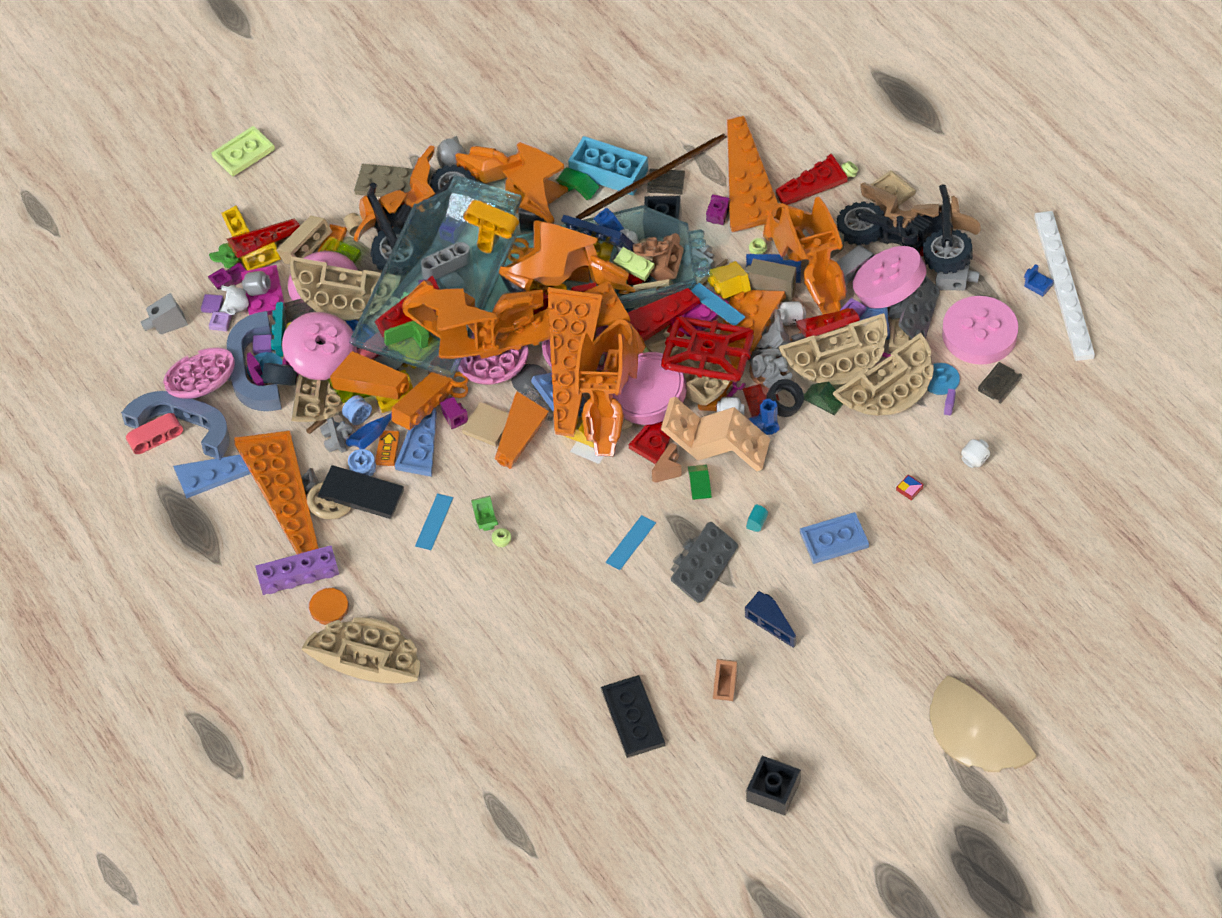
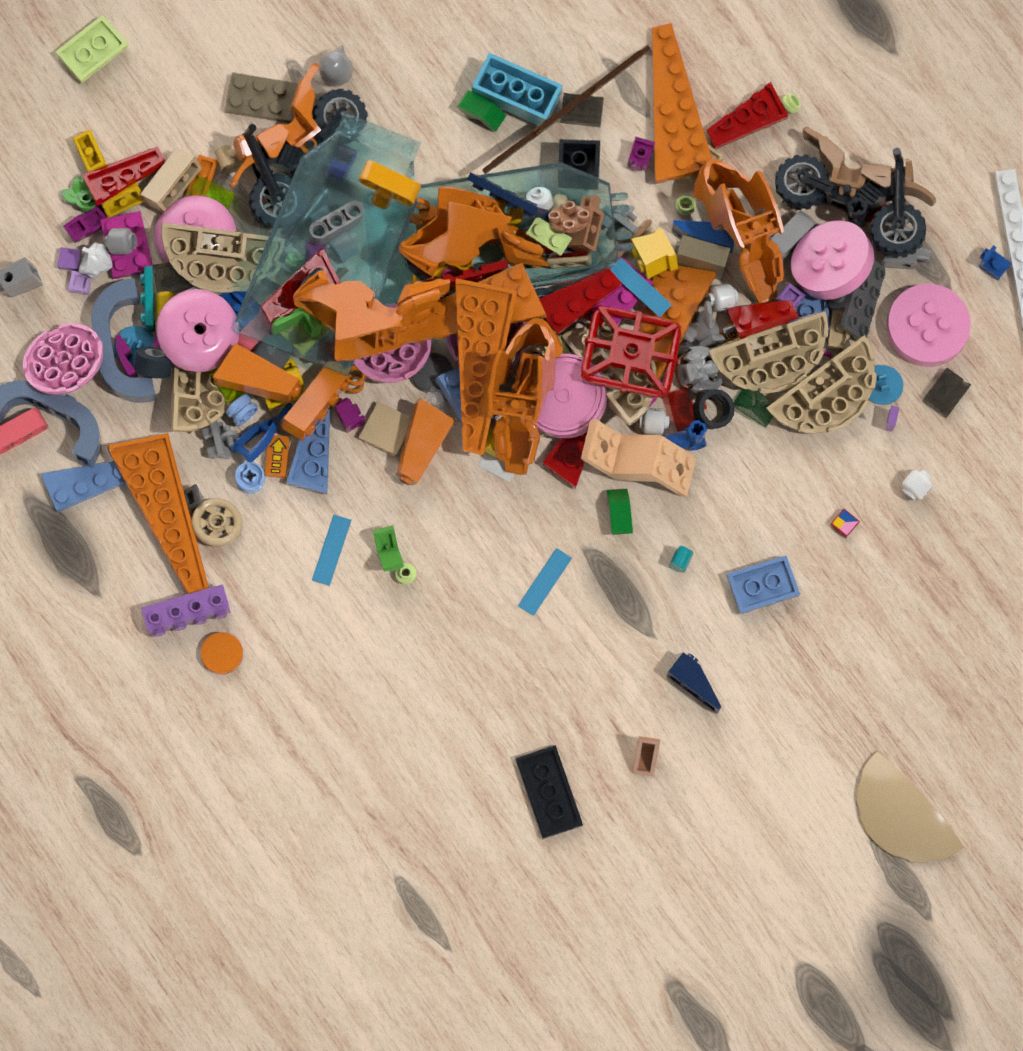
camera: 10 degrees left, 20 degrees up
(262, 343) = (130, 315): medium lavender tile -> none
(361, 492) = (251, 514): black tile -> none
(365, 650) = (266, 710): tan brick -> none
(525, 174) = (429, 113): orange piece -> none
(608, 219) = (519, 180): blue bracket -> none
(666, 467) = (582, 493): nougat slope -> none
(702, 561) = (622, 611): dark grey bracket -> none
(773, 785) = (695, 880): black brick -> none
(895, 185) = (838, 129): tan tile -> none

